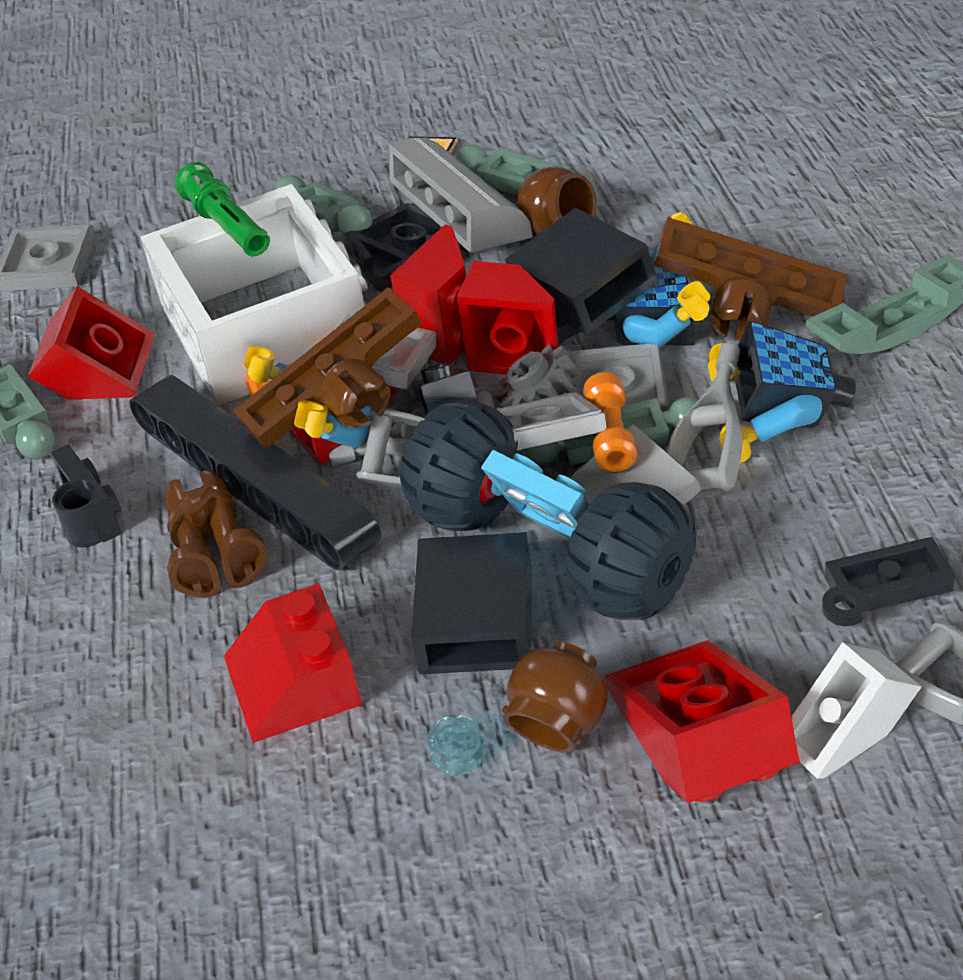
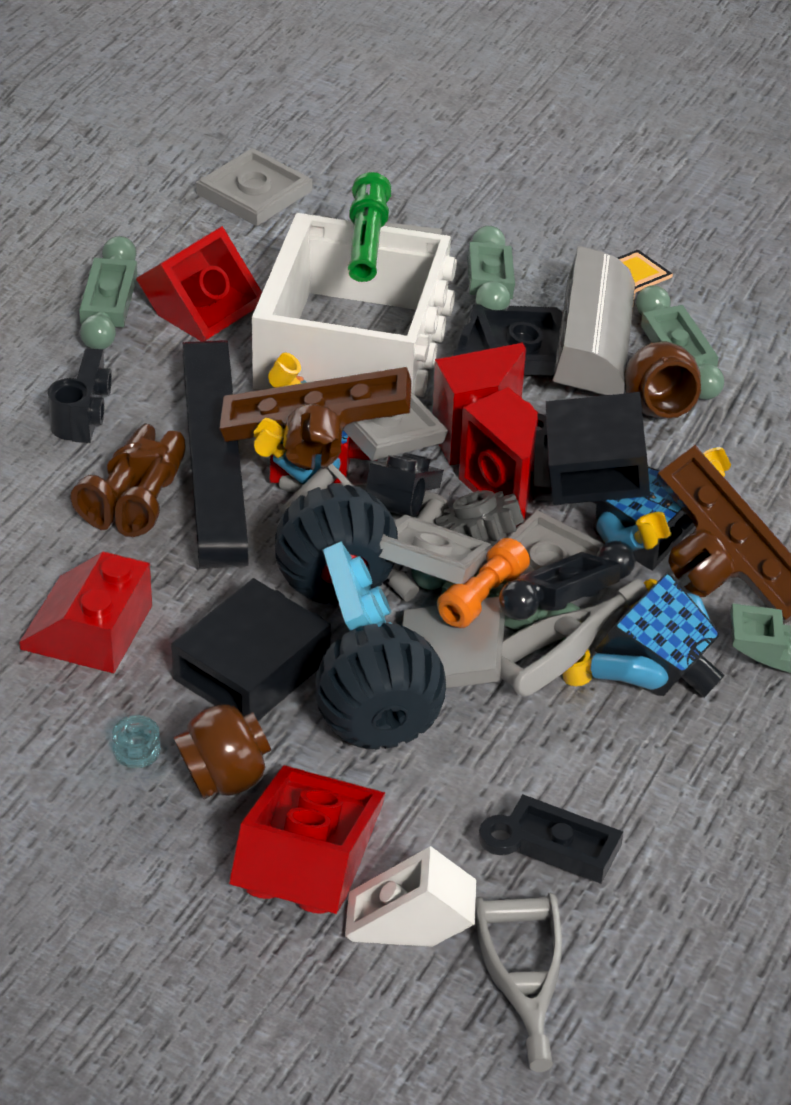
camera: 30 degrees right, 0 degrees up
(669, 381) = (566, 581): none -> black plate

